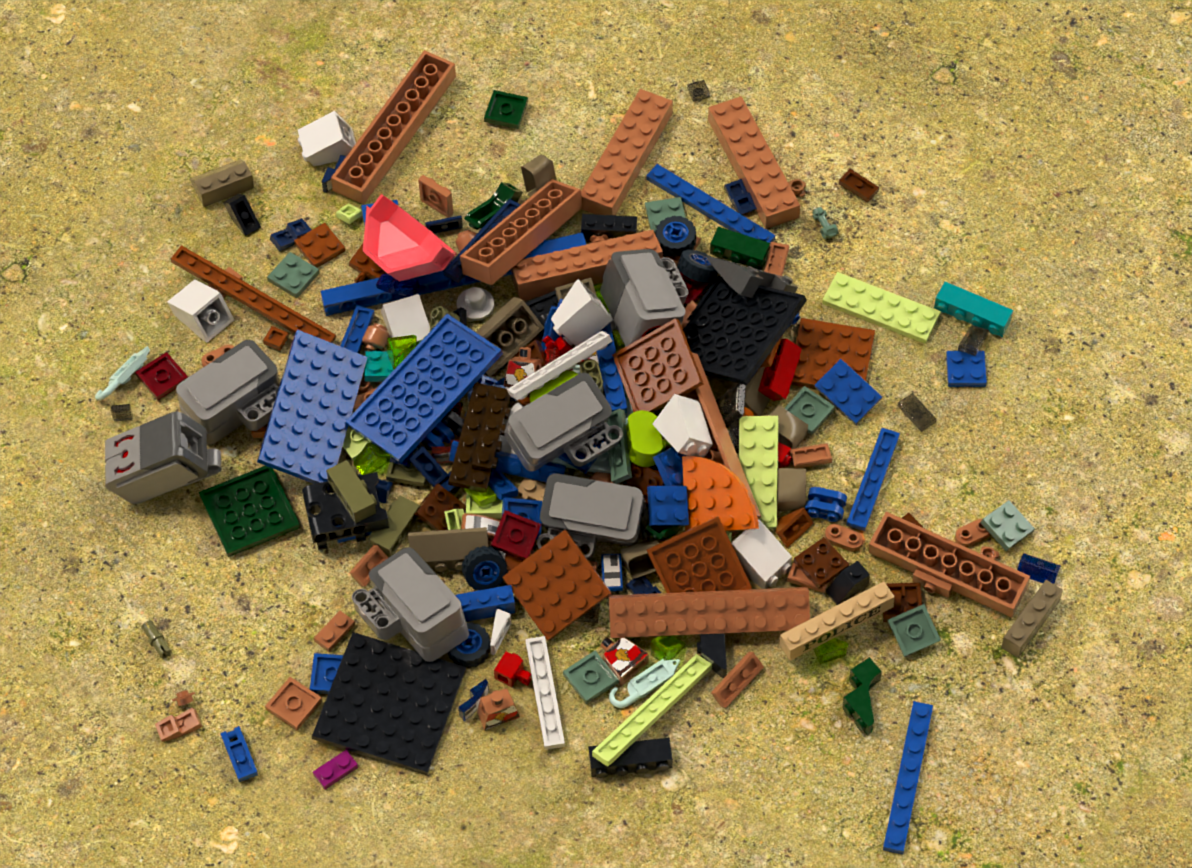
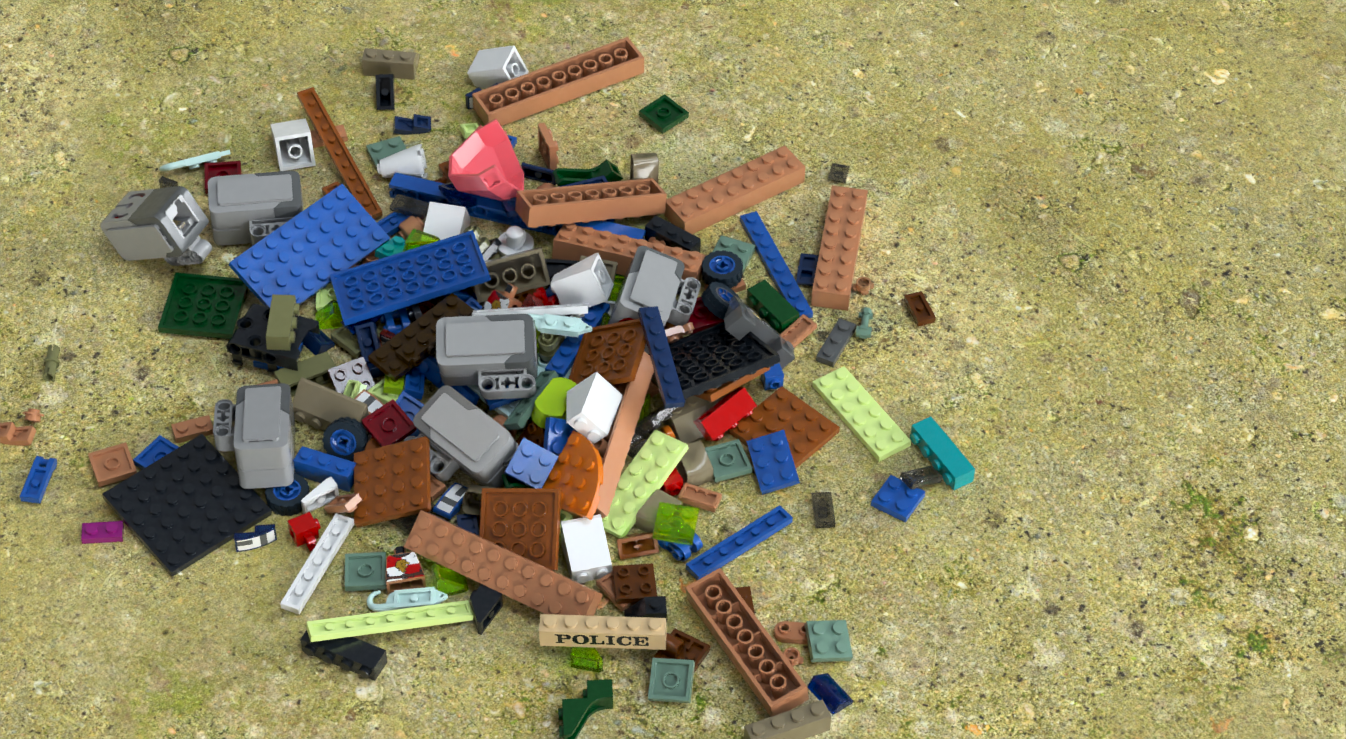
camera: 30 degrees right, 10 degrees down
(319, 245) = (432, 141): dark orange plate -> none
(321, 276) = (407, 162): none -> white cone
(359, 317) = (409, 206): none -> clear smoke plate
(497, 709) = (267, 553): nougat torso -> none
(526, 627) = (343, 503): none -> nougat plate
(594, 365) = (560, 325): none -> light aqua plate
(712, 350) = (661, 357): none -> dark blue plate
(737, 679) = (485, 638): nougat plate -> none
(813, 253) = (836, 342): none -> dark grey plate
(817, 491) = (675, 523): none -> clear neon green plate
(842, 538) = (674, 575): nougat plate -> none
(932, 583) = (720, 652): nougat plate -> none

